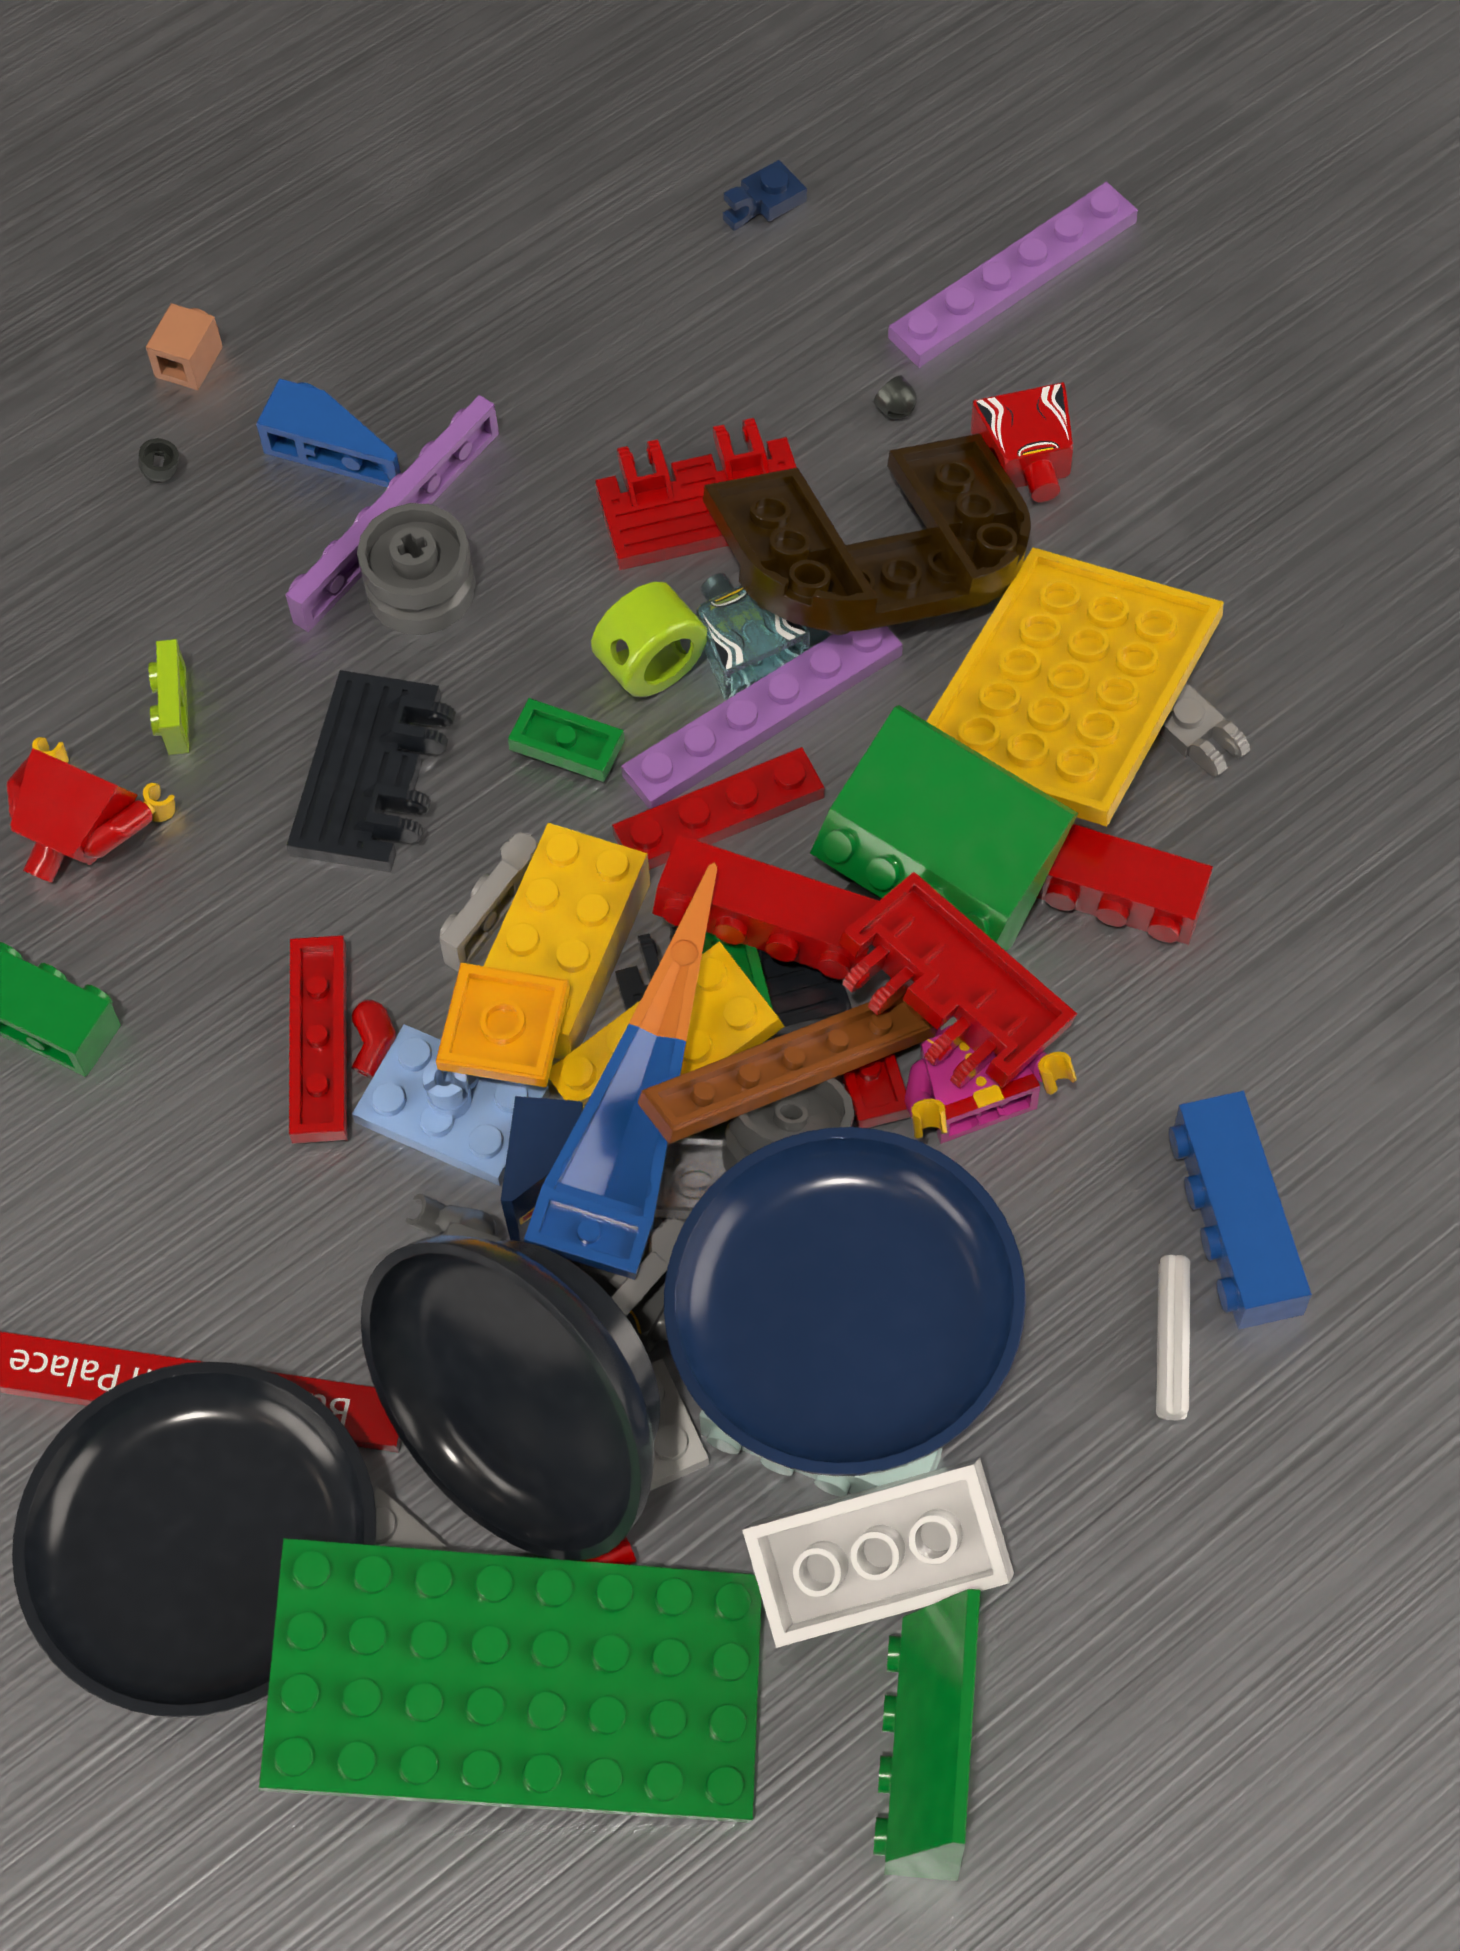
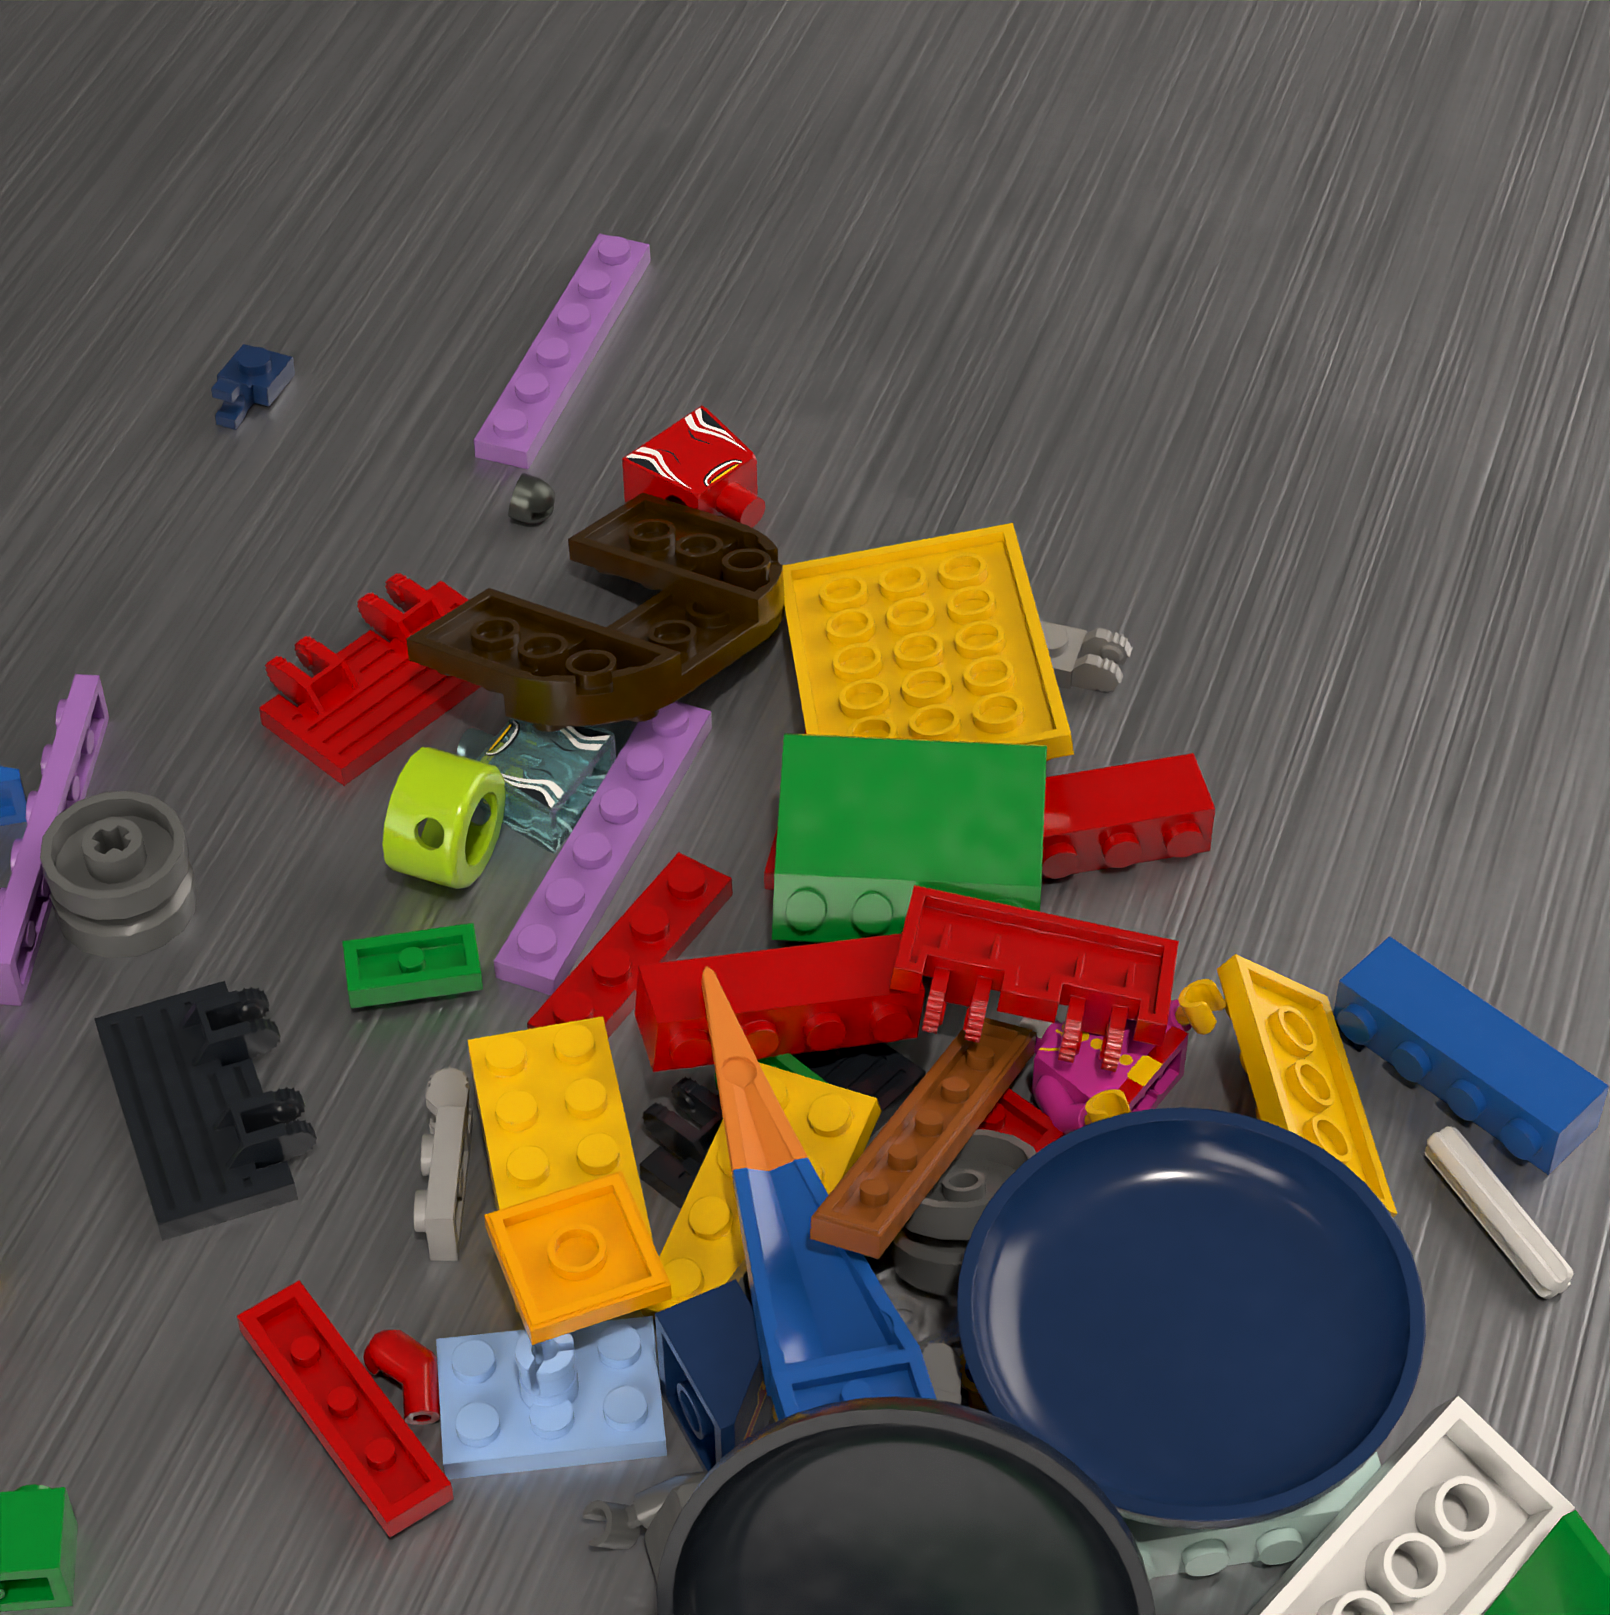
camera: 35 degrees left, 15 degrees down
(1093, 1174) = (1300, 1066): none -> yellow plate

